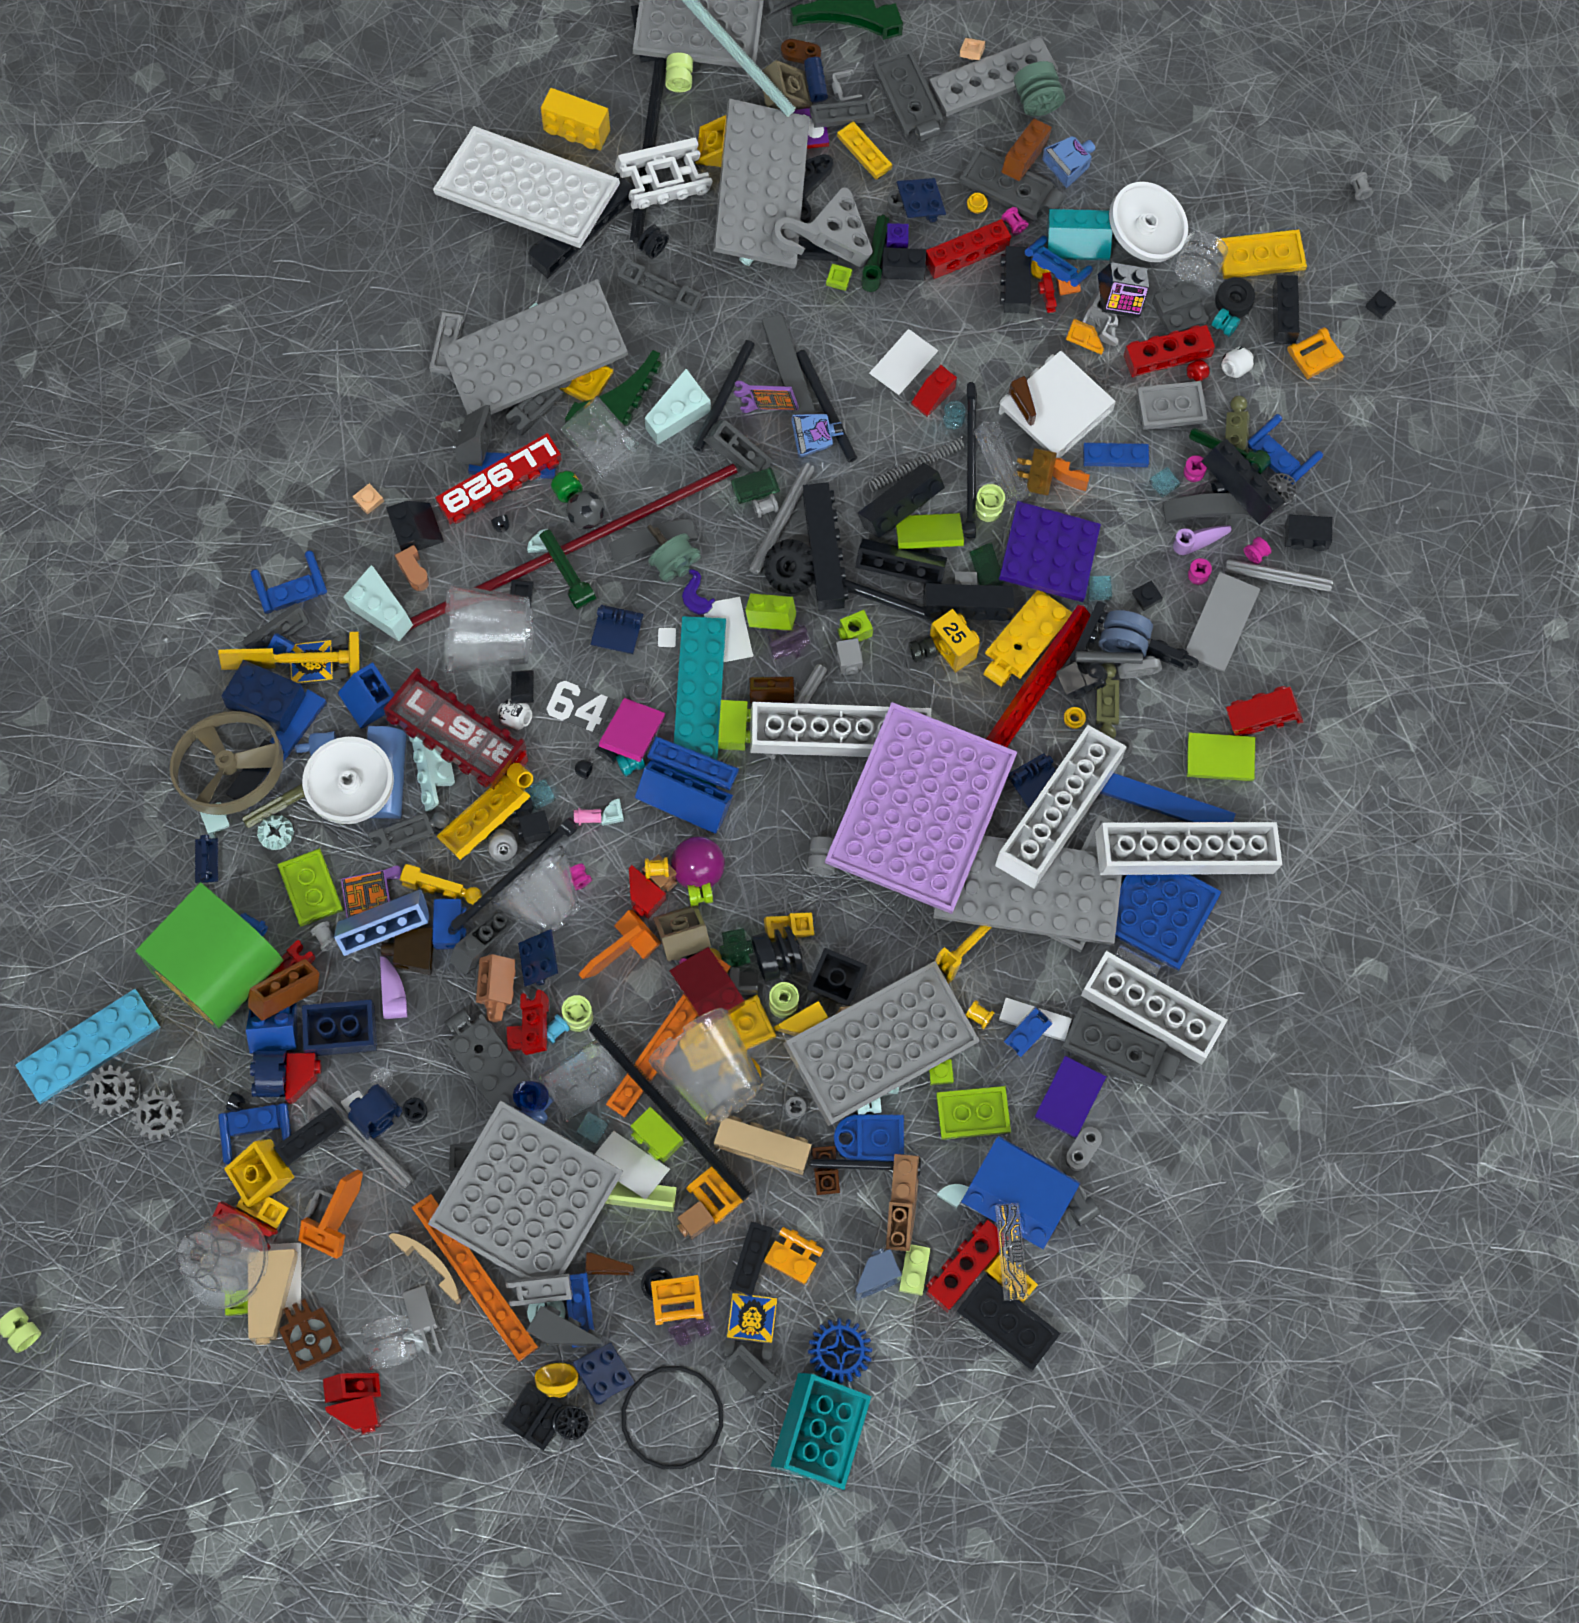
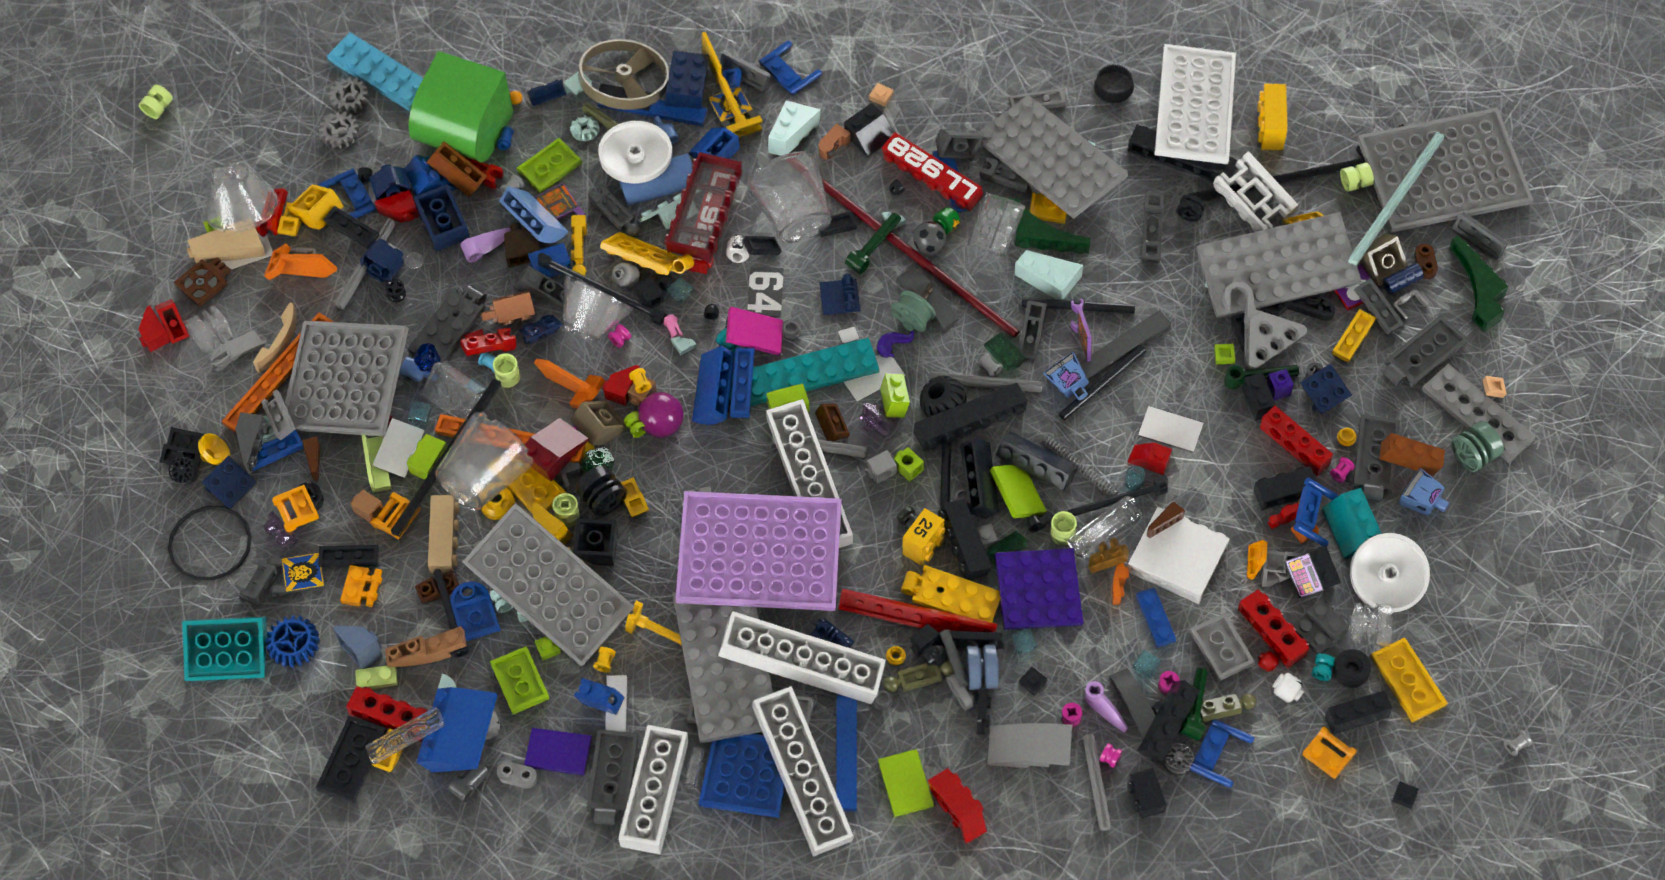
camera: 75 degrees right, 10 degrees down
(460, 276) = (1109, 96): none -> black tyre

